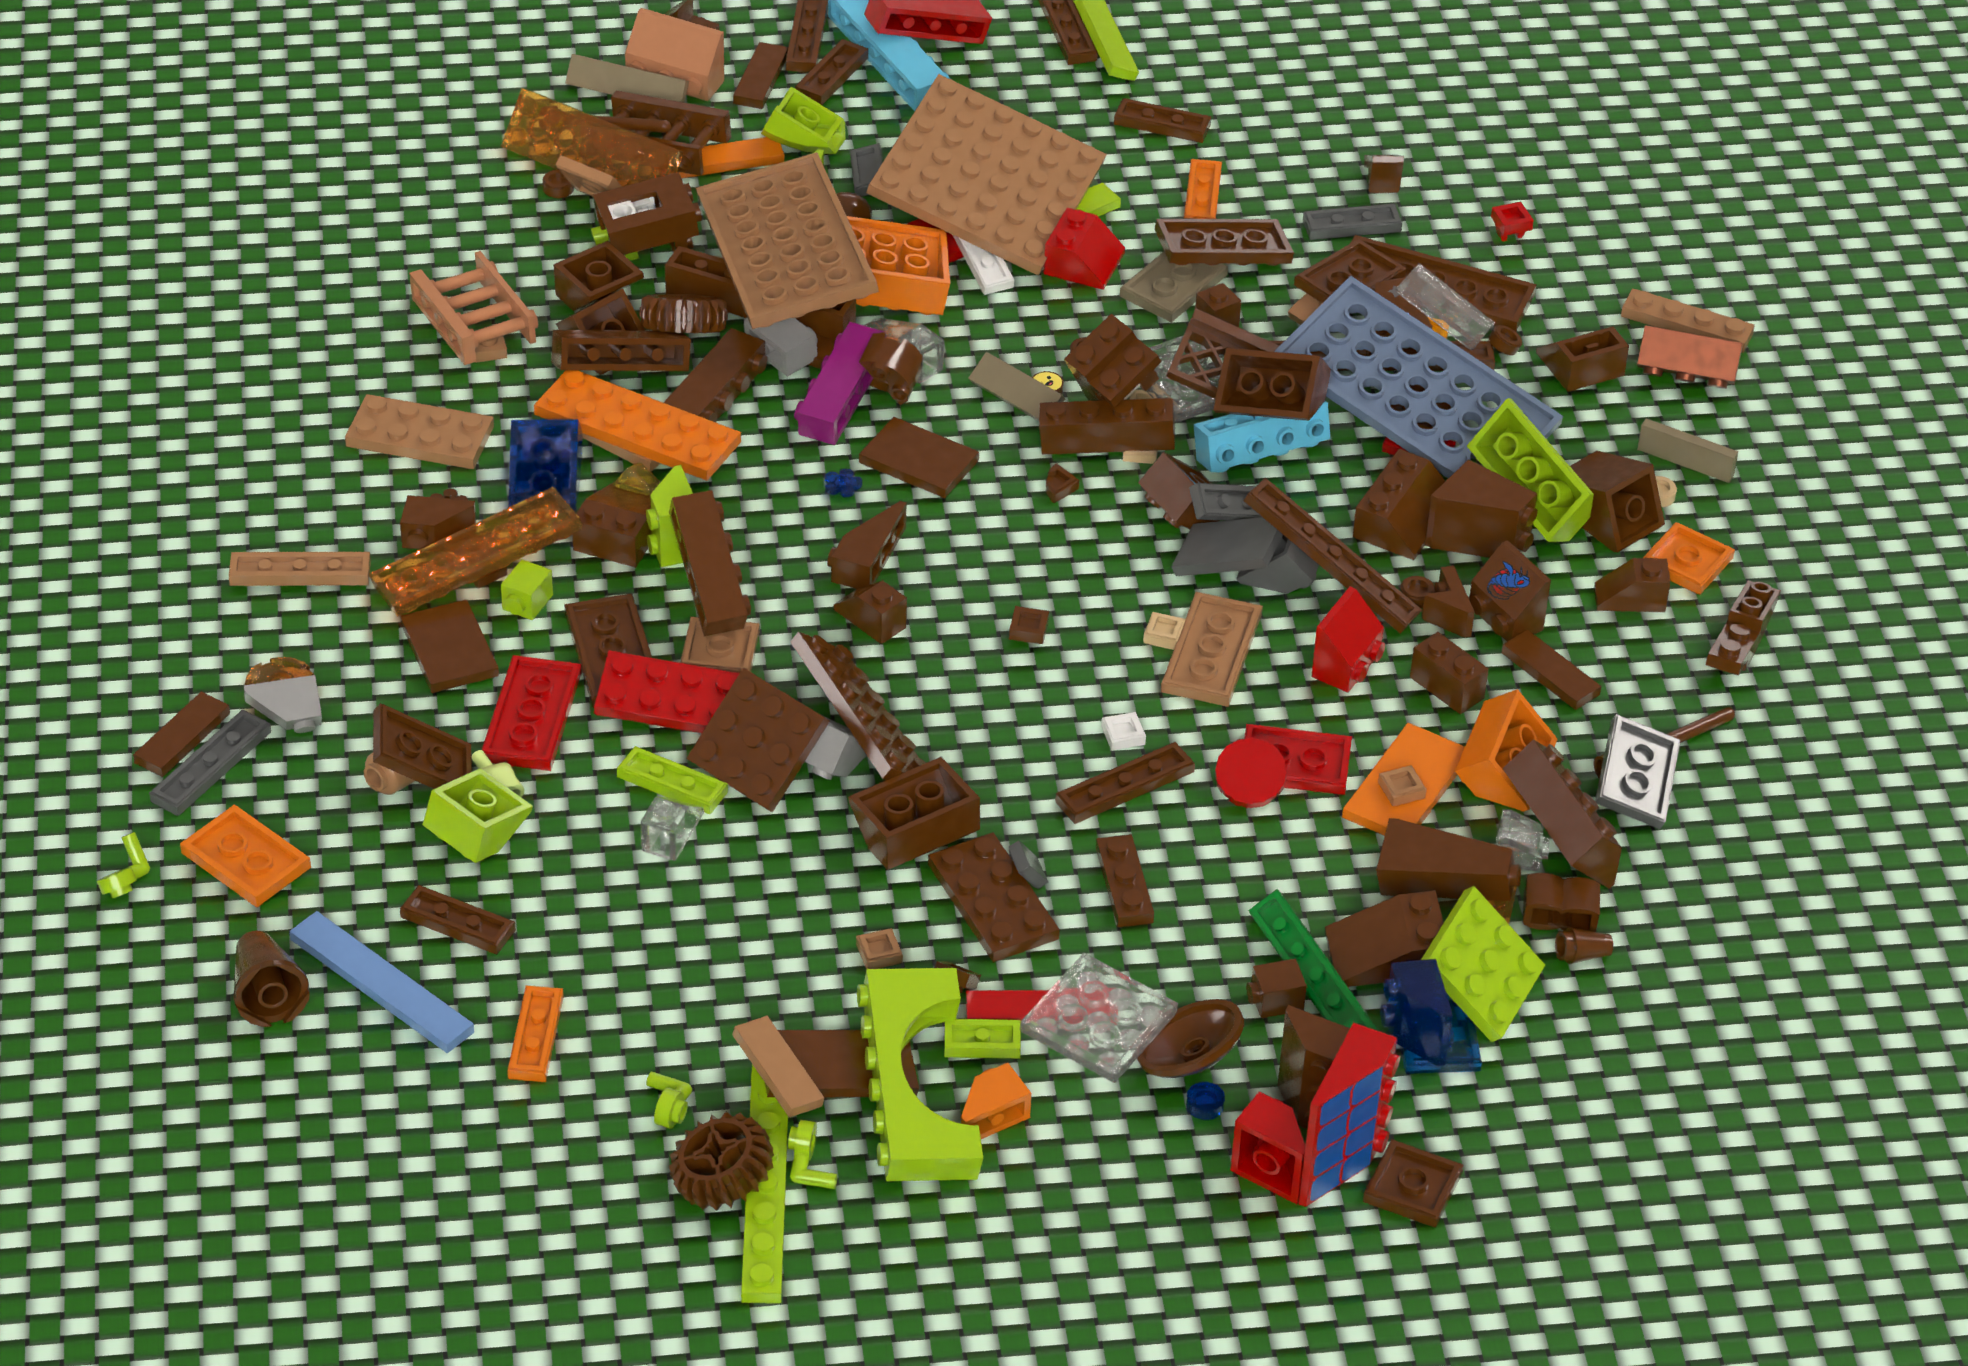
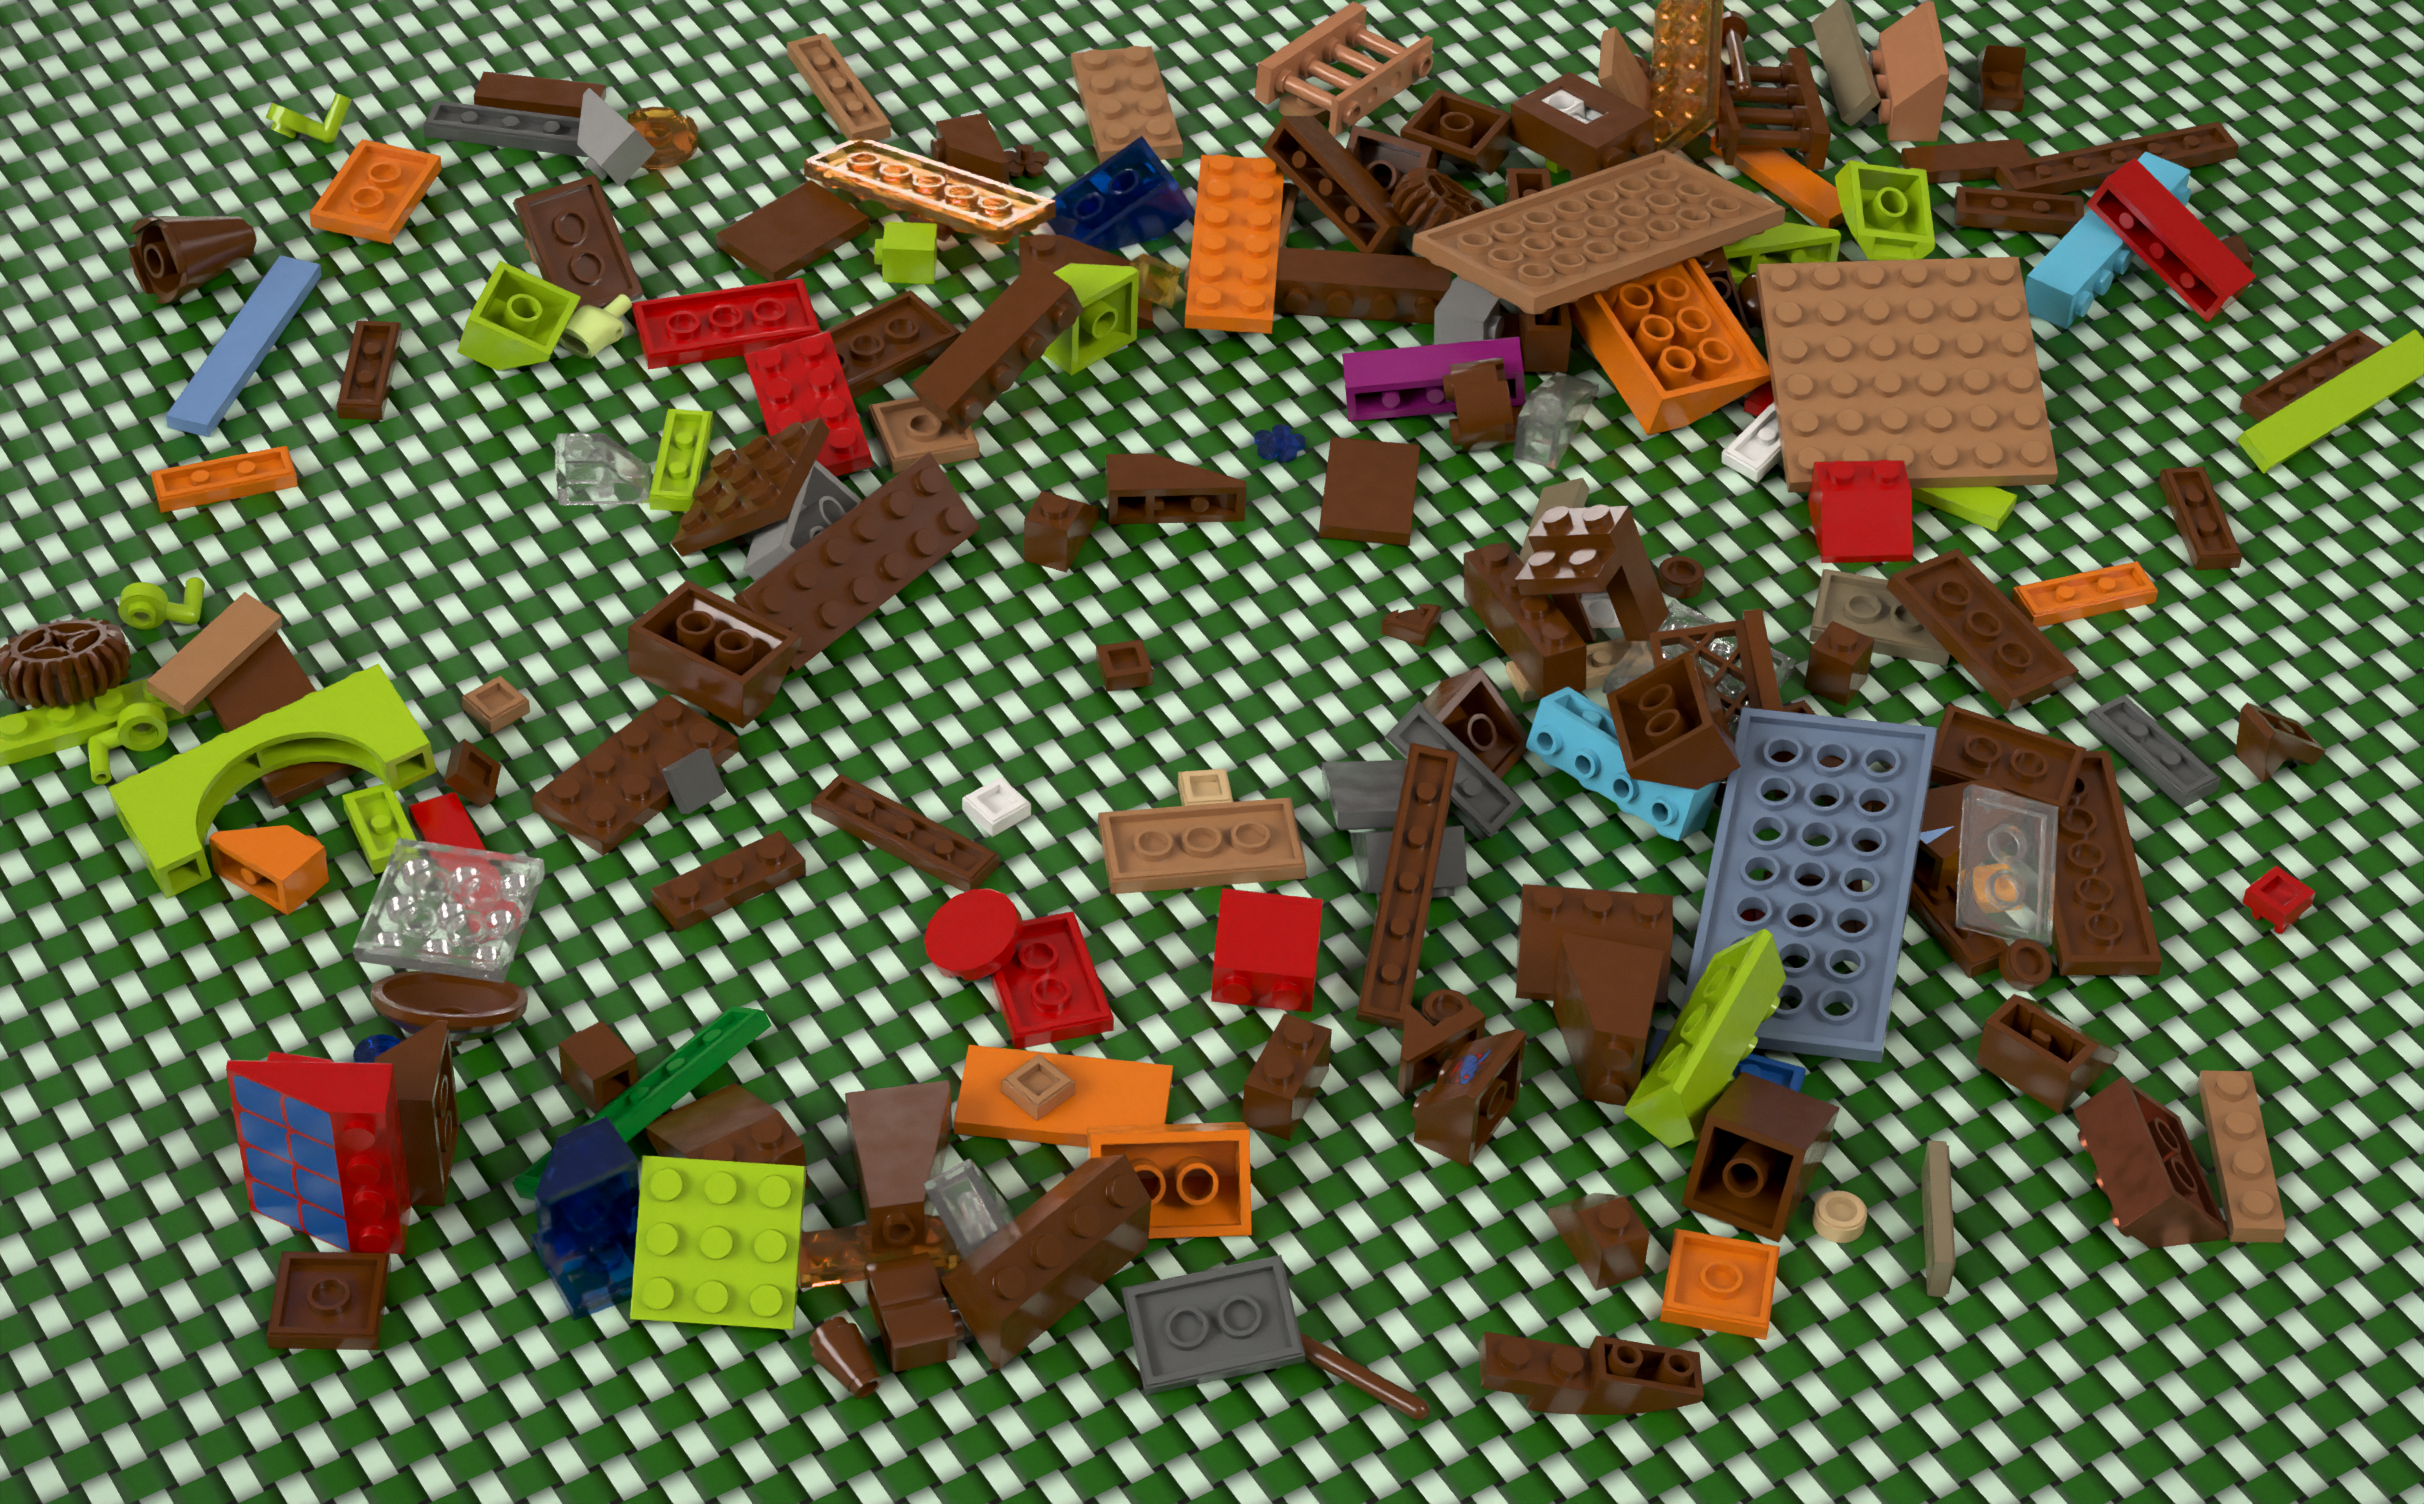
camera: 65 degrees right, 0 degrees up
(1551, 669) = (1382, 1191): reddish brown tile -> none

